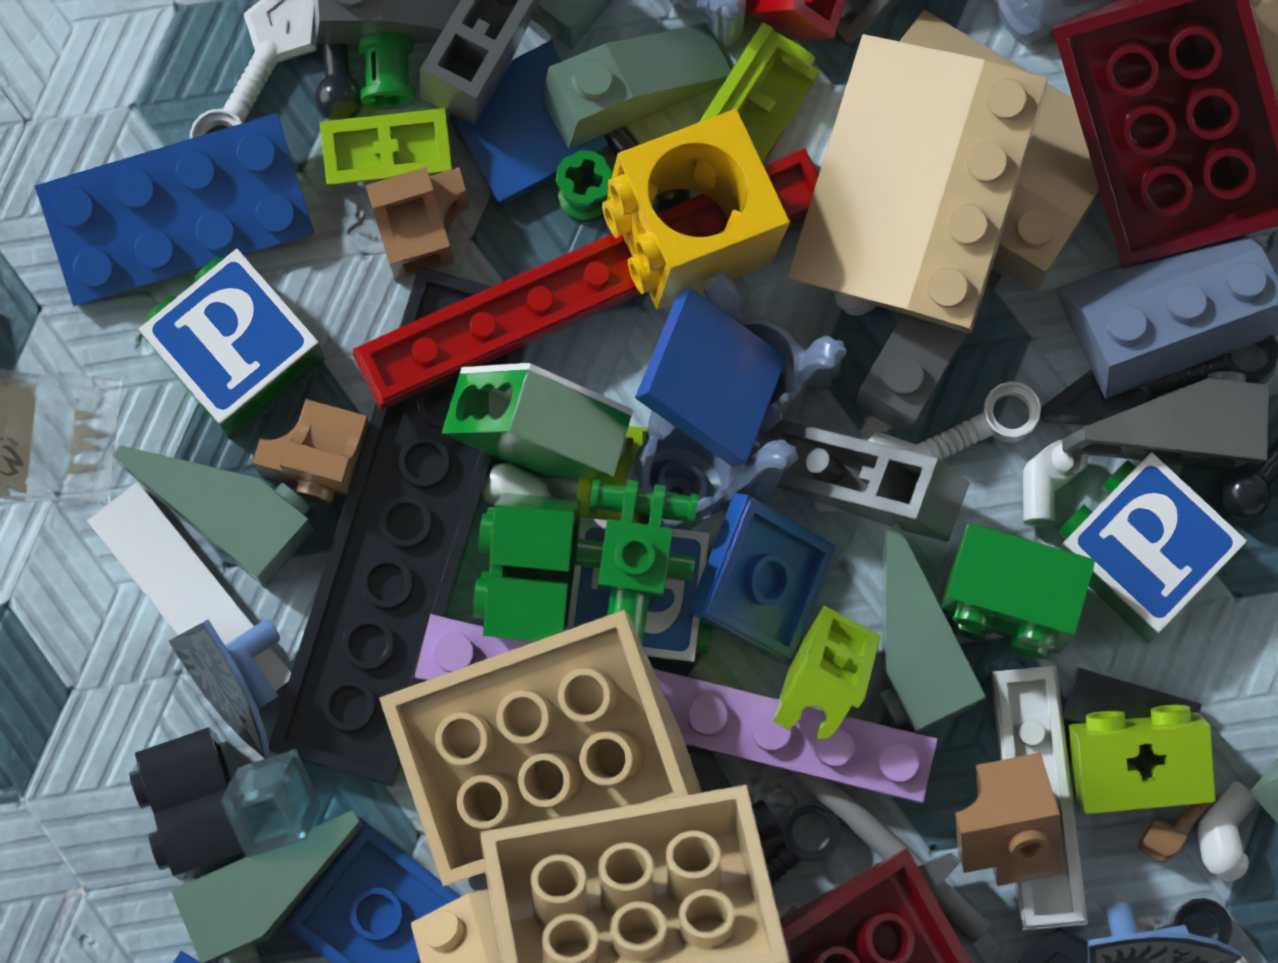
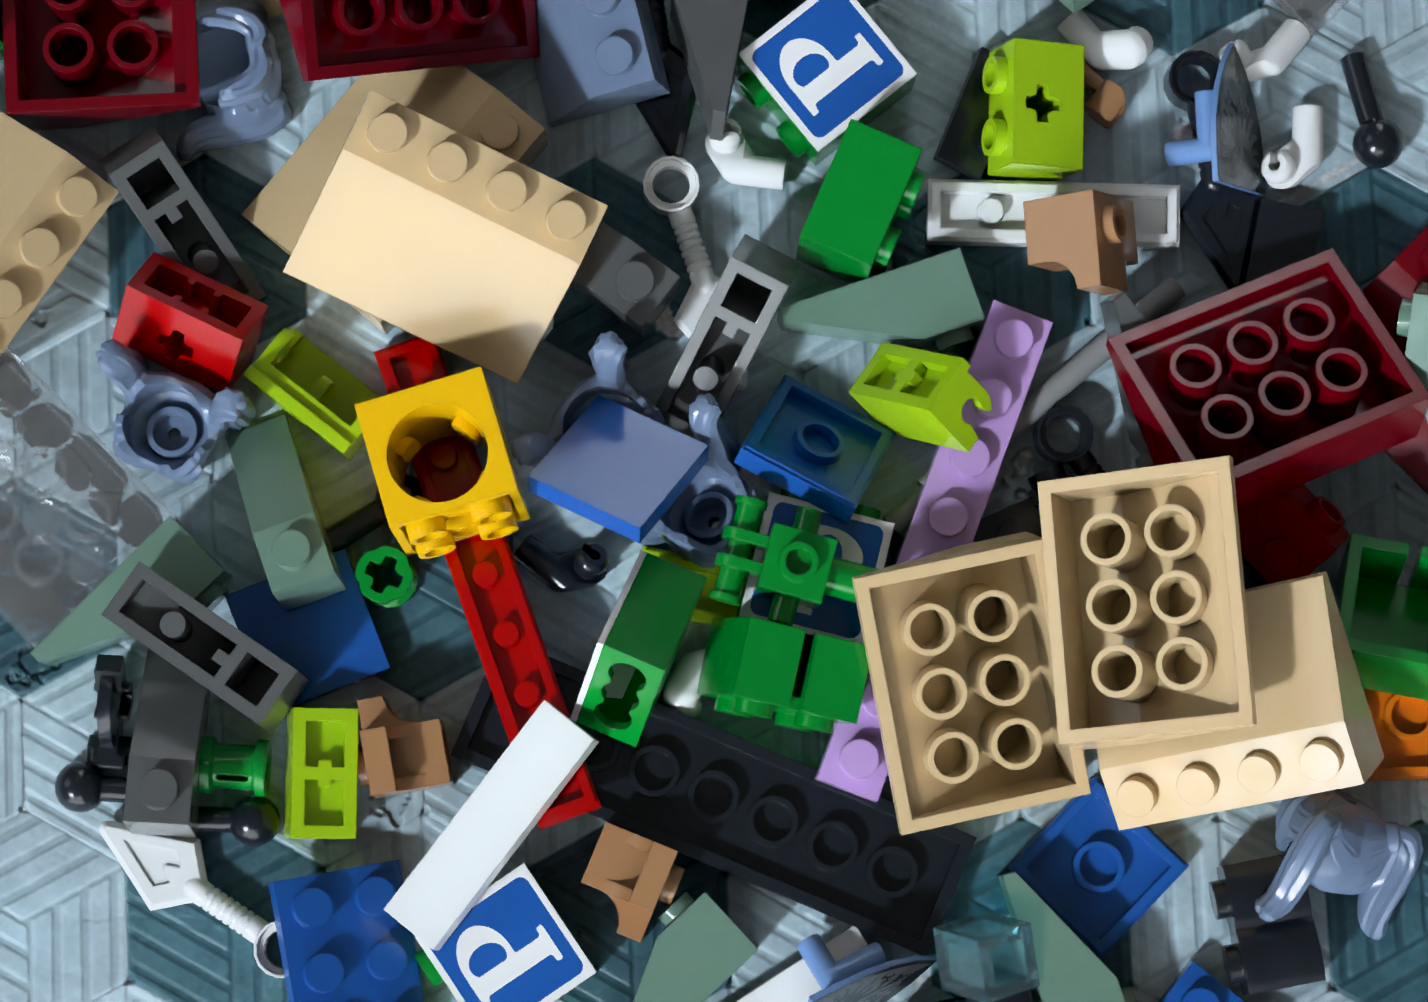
camera: 90 degrees left, 5 degrees up
(349, 302) = (491, 825): none -> white tile
(612, 352) = (566, 570): none -> black arm

